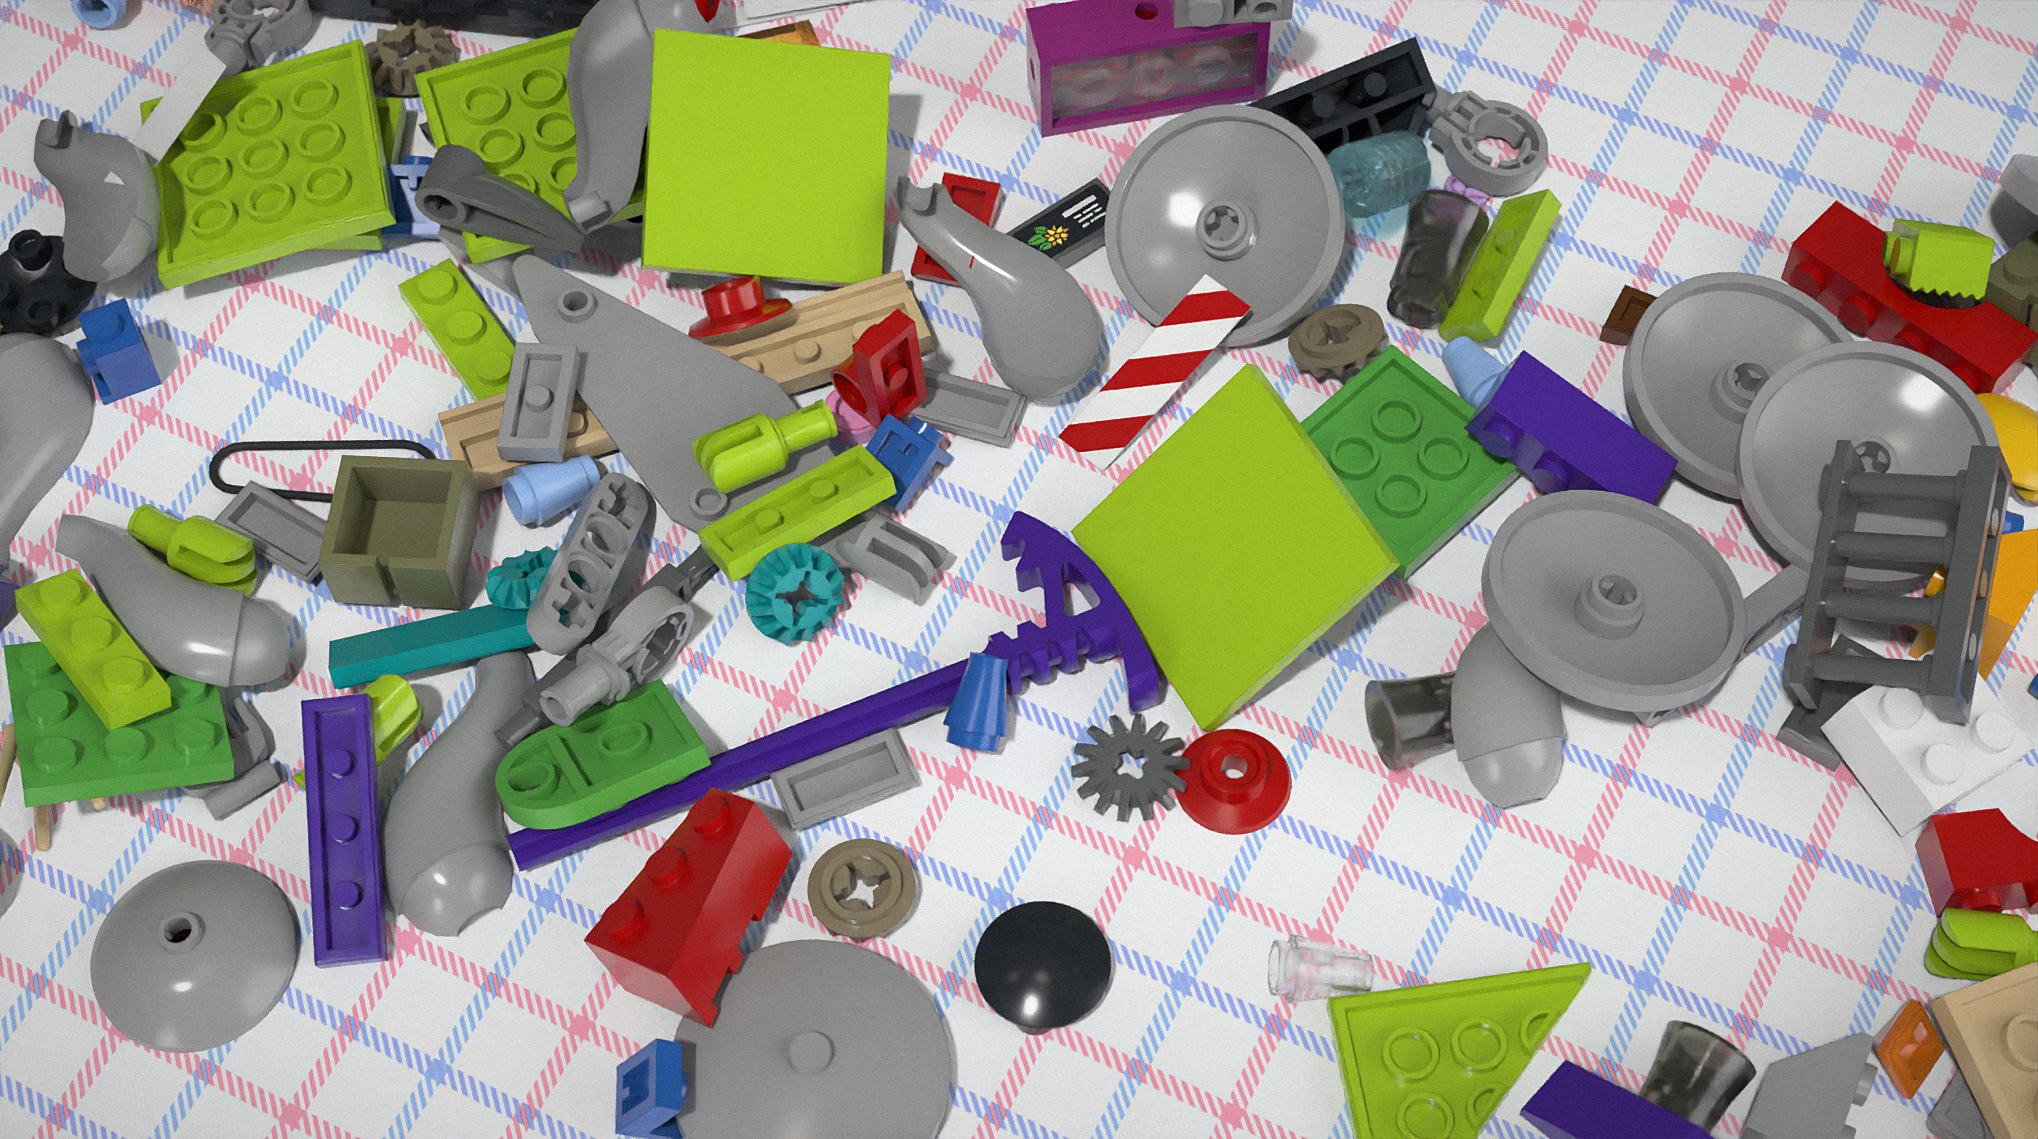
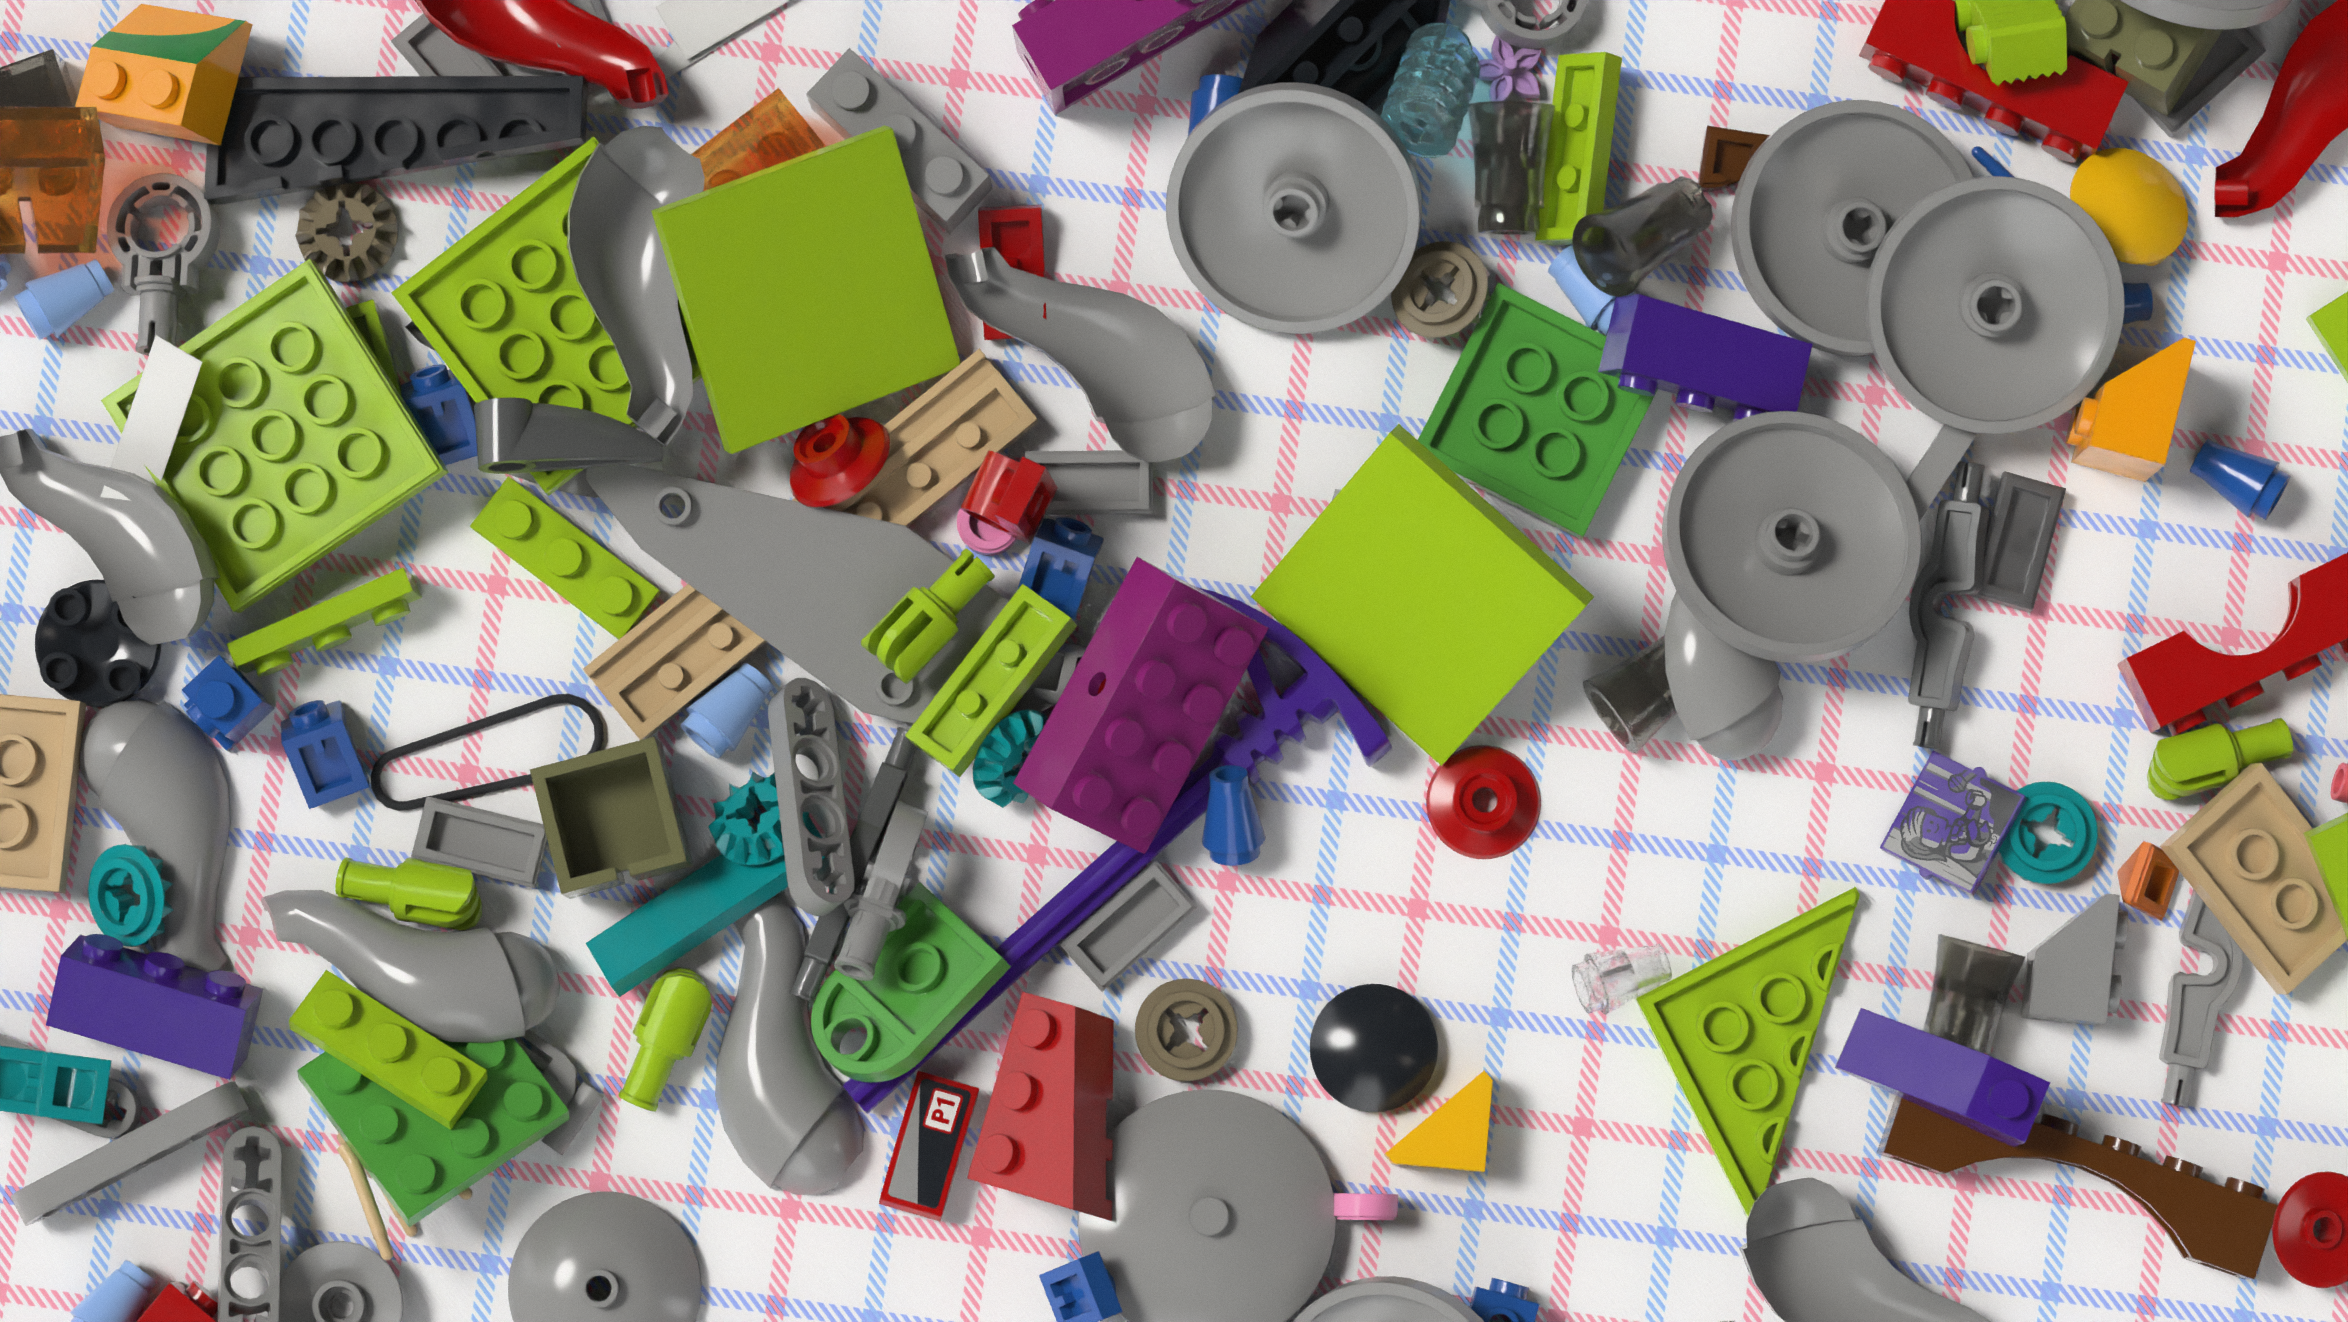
camera: 15 degrees left, 25 degrees up
(154, 36) = (62, 298): none -> light blue cone
(177, 418) = (322, 752): none -> blue bracket
(235, 317) = (325, 623): none -> lime plate
(343, 831) = (696, 1136): dark purple tile -> none
(538, 402) = (686, 635): light grey plate -> none
(551, 925) = (929, 1146): none -> slope
(921, 129) = (937, 170): none -> light grey brick
(927, 563) = (1140, 706): none -> magenta brick
(977, 1108) = (1365, 1206): none -> bright pink tile
(1069, 226) = (1123, 233): tile -> none
(1088, 1065) = (1452, 1135): none -> yellow slope
(1123, 789) = (1388, 850): dark grey gear -> none
(1154, 372) = (1272, 386): sticker -> none
(1546, 327) = (1637, 236): none -> clear smoke plant
(1708, 932) = (1953, 823): none -> piece
(1740, 761) = (1944, 641): none -> dark grey piece
(1800, 942) = (2073, 822): none -> teal gear
(1913, 758) = (2106, 572): white brick -> none
(1955, 615) = (2106, 415): dark grey fence -> none

